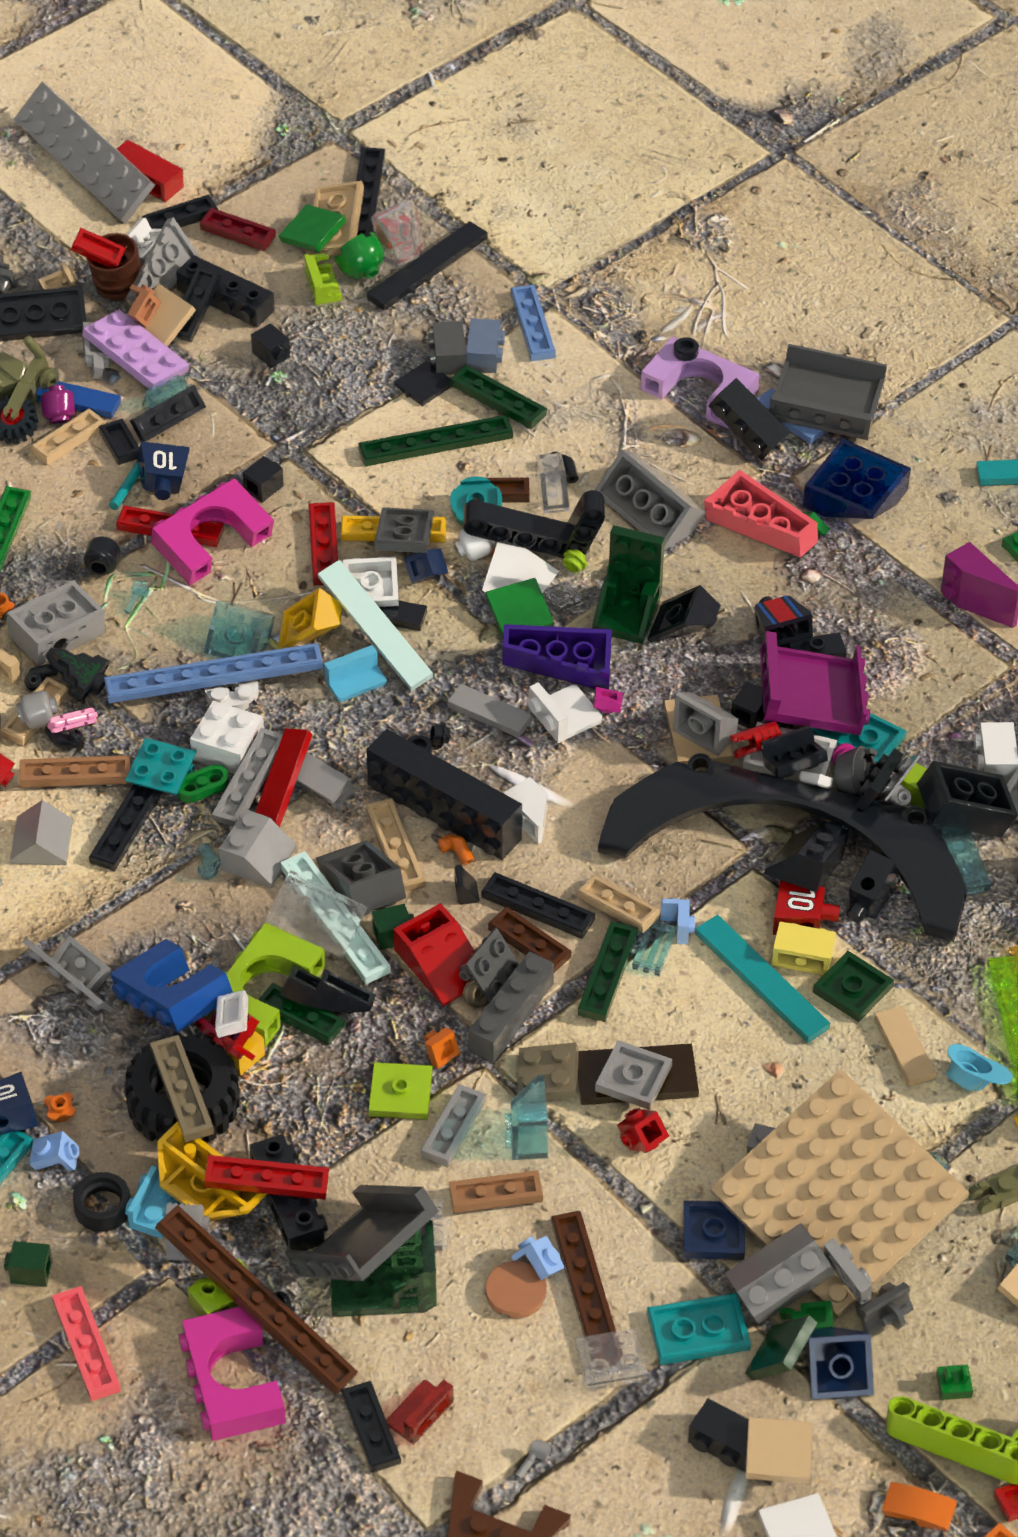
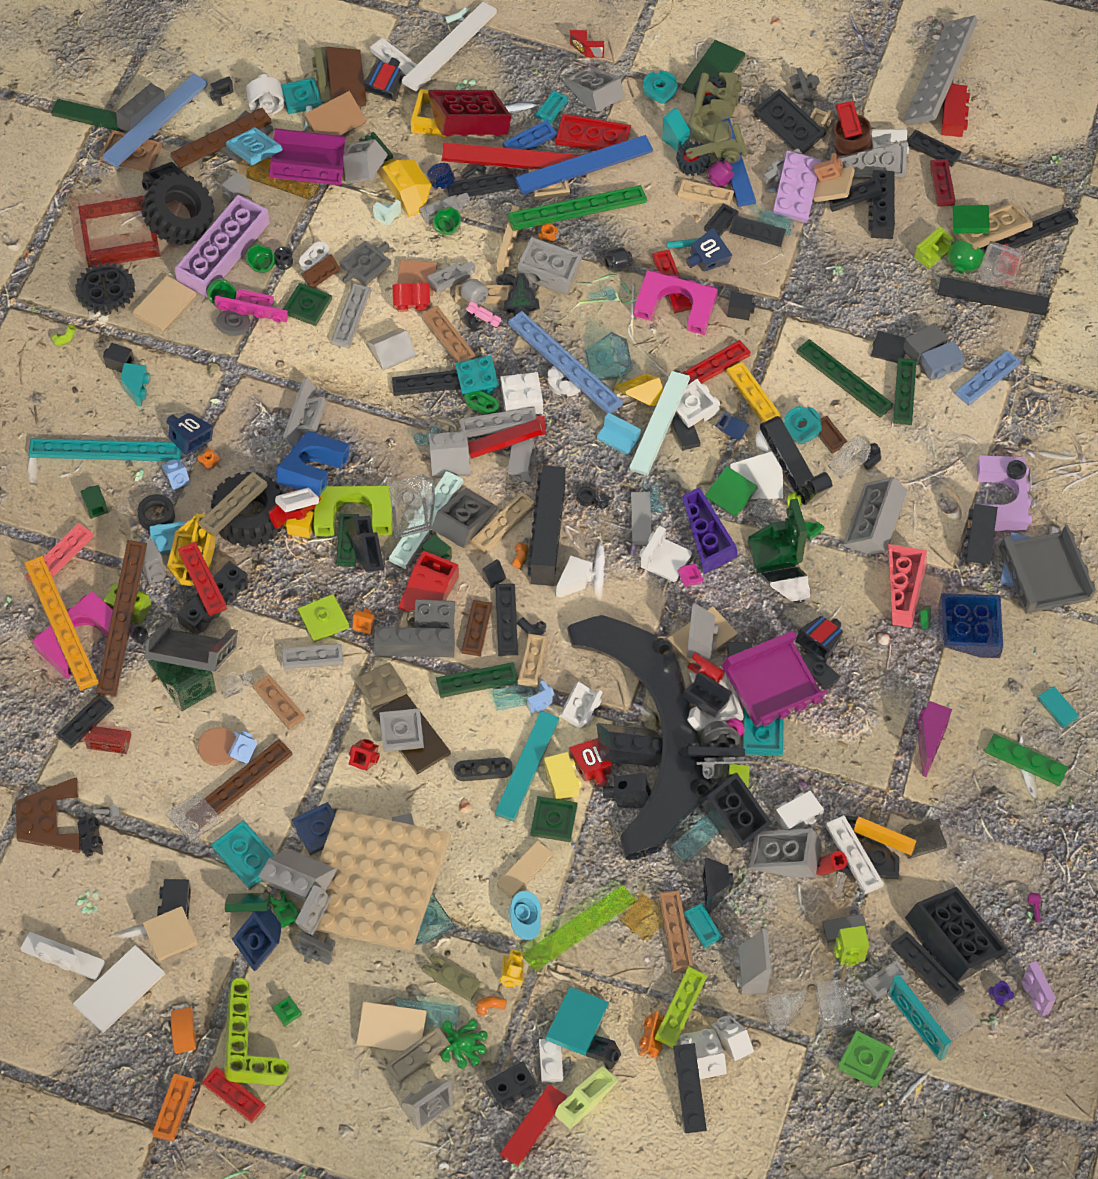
camera: 60 degrees right, 10 degrees up
(208, 1376) = (61, 623): none -> light orange tile
(270, 345) = (854, 251): black brick -> none
(404, 530) = (744, 397): dark grey tile -> none
(476, 682) = (654, 500): none -> clear light blue arm
(528, 1122) = (332, 691): clear light blue slope -> none
(568, 1494) = (89, 827): none -> black hinge
(571, 885) = (537, 629): none -> black arm
(718, 883) = (581, 705): none -> white bracket
(738, 1035) = (497, 762): none -> black beam

